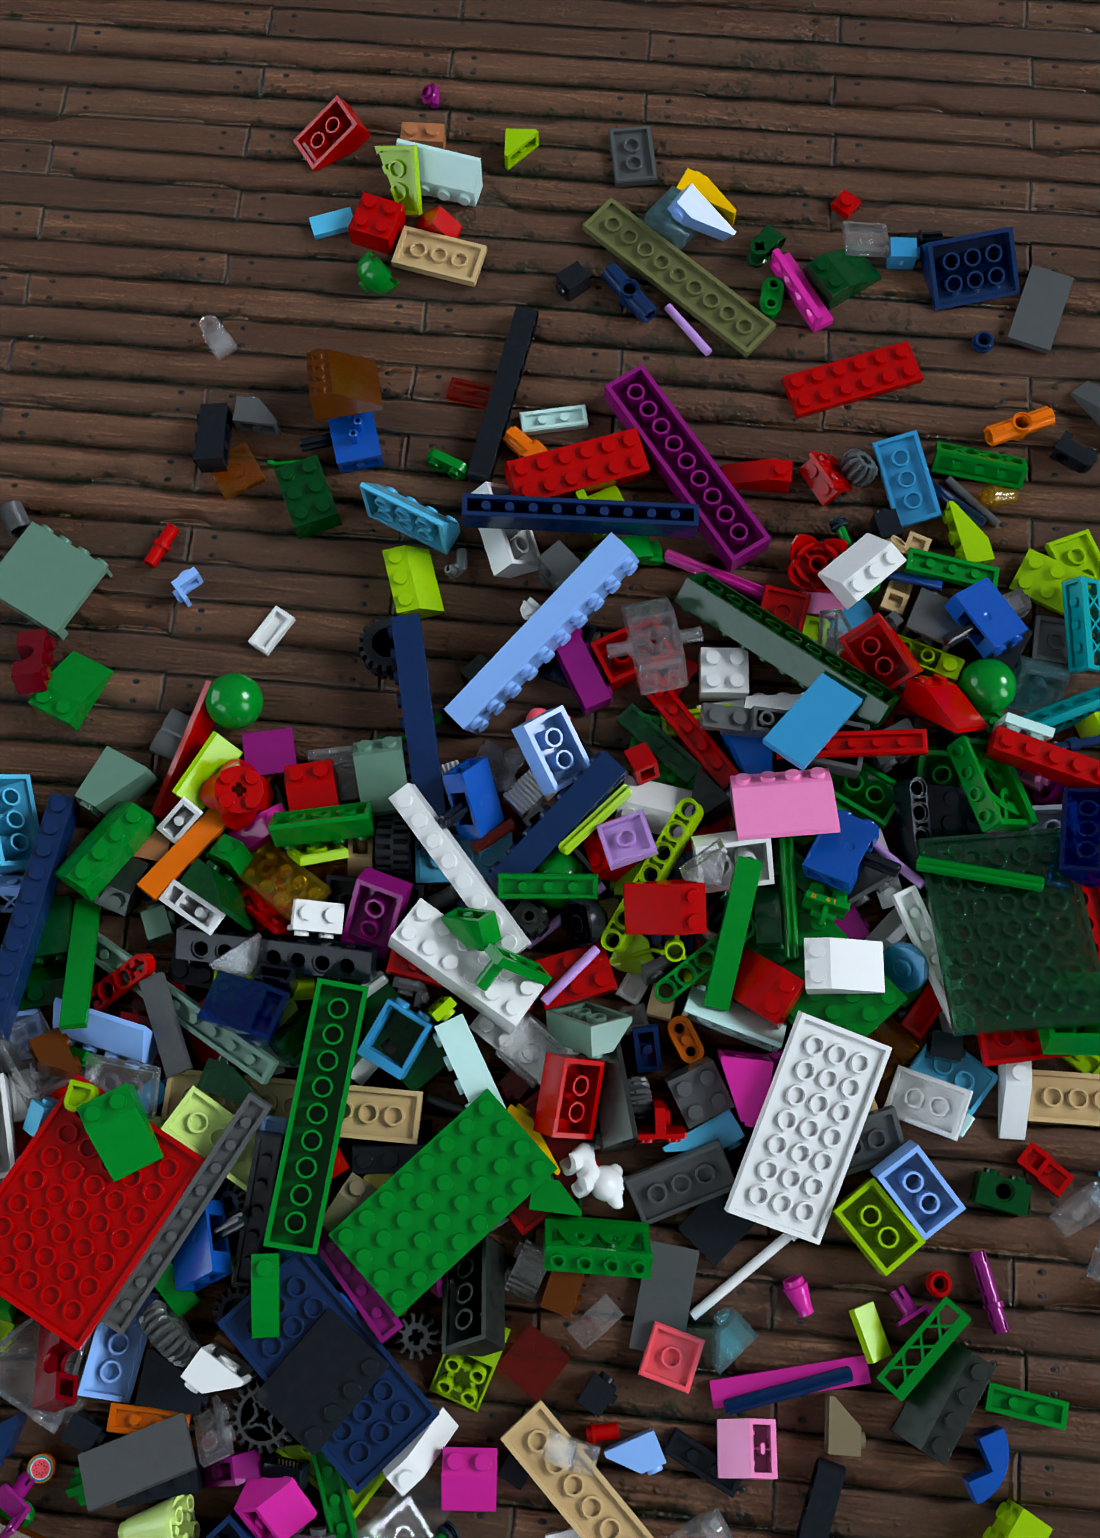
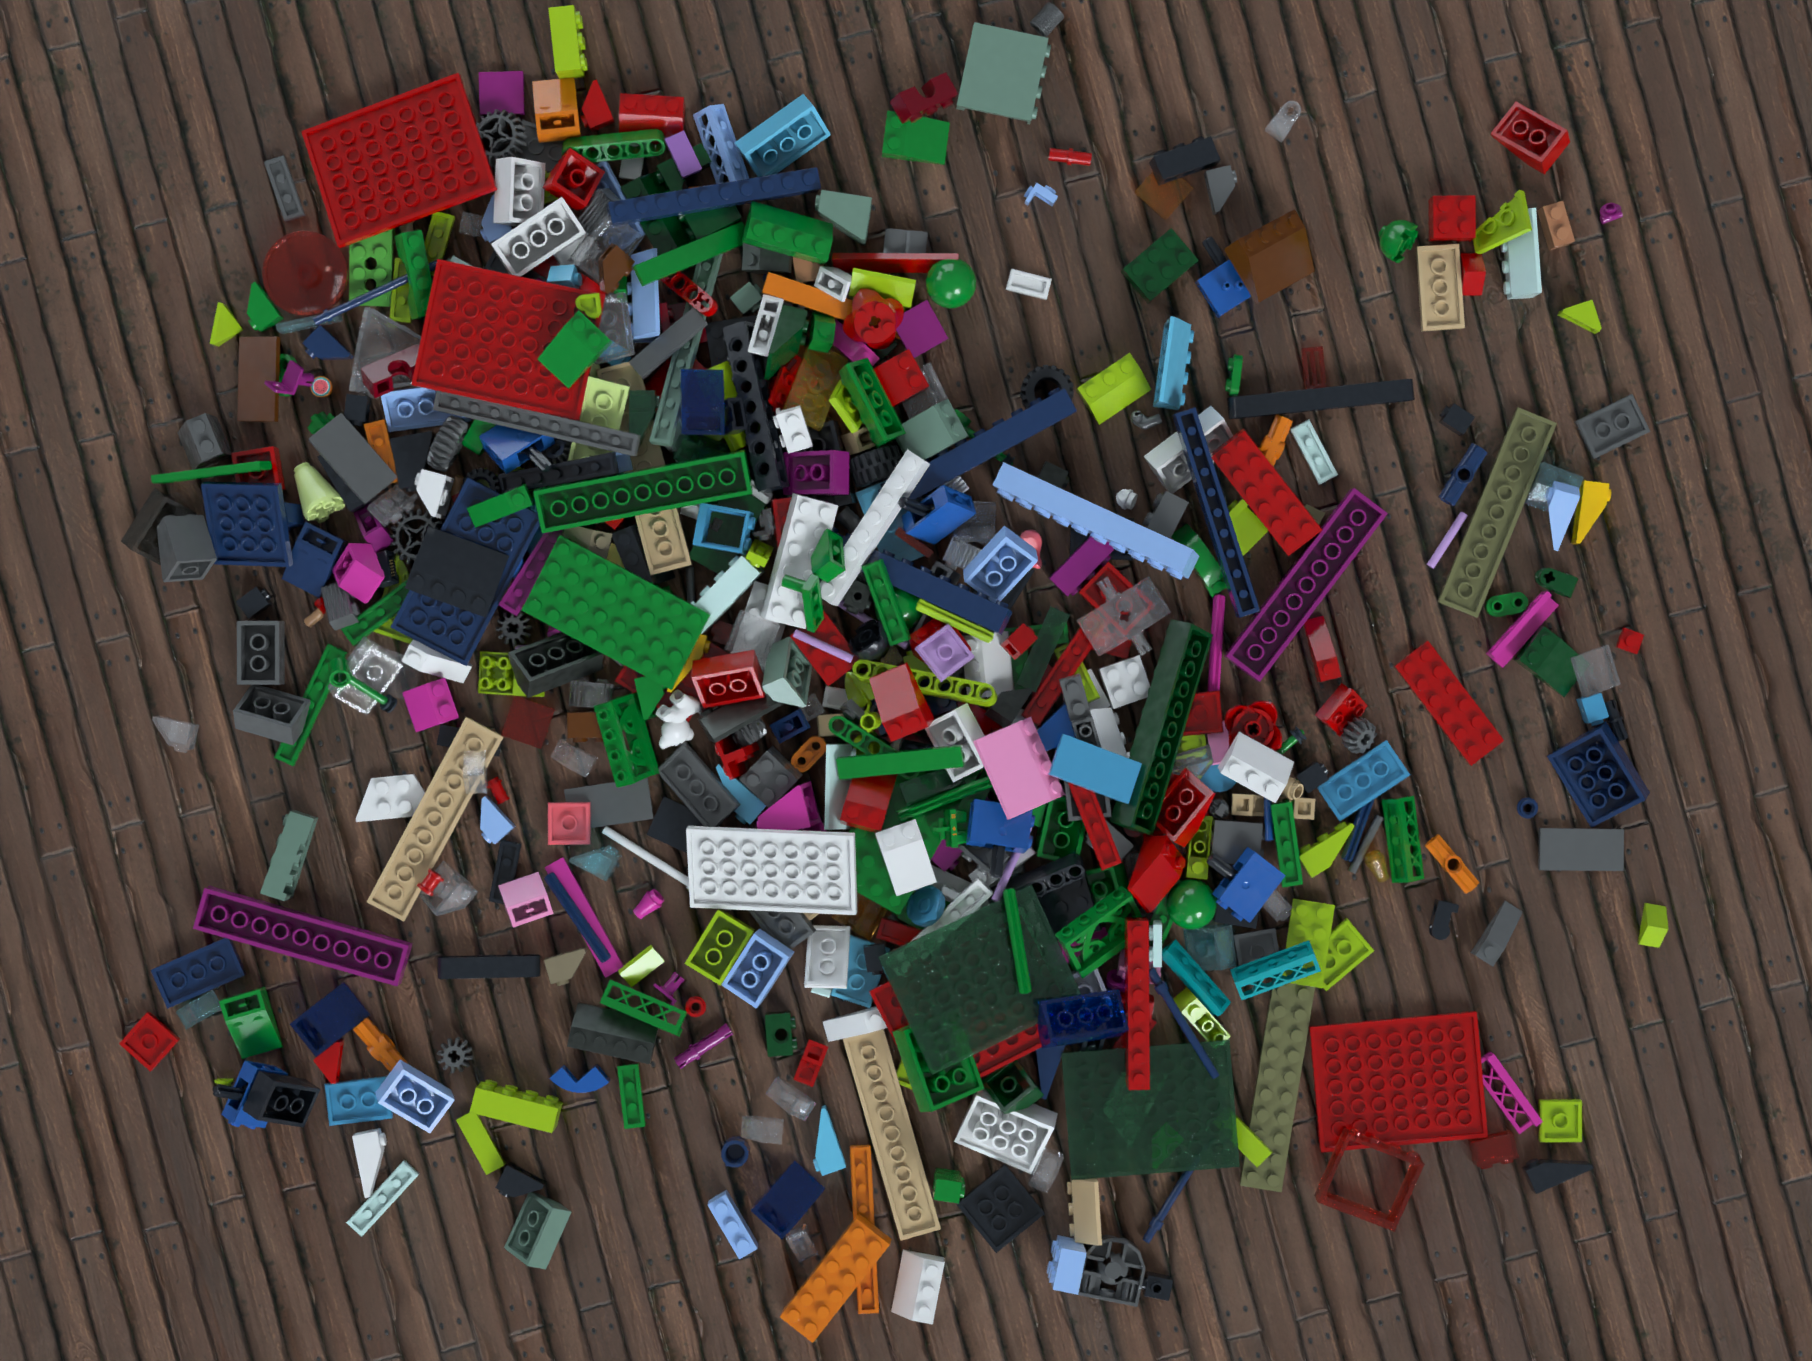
camera: 70 degrees right, 15 degrees up
(241, 959) = (738, 382): clear slope -> none
(271, 463) = (1196, 251): green hinge -> none
(331, 223) = (1440, 174): medium azure tile -> none
(598, 1393) = (523, 778): black brick -> none
(706, 865) = (942, 723): clear slope -> none

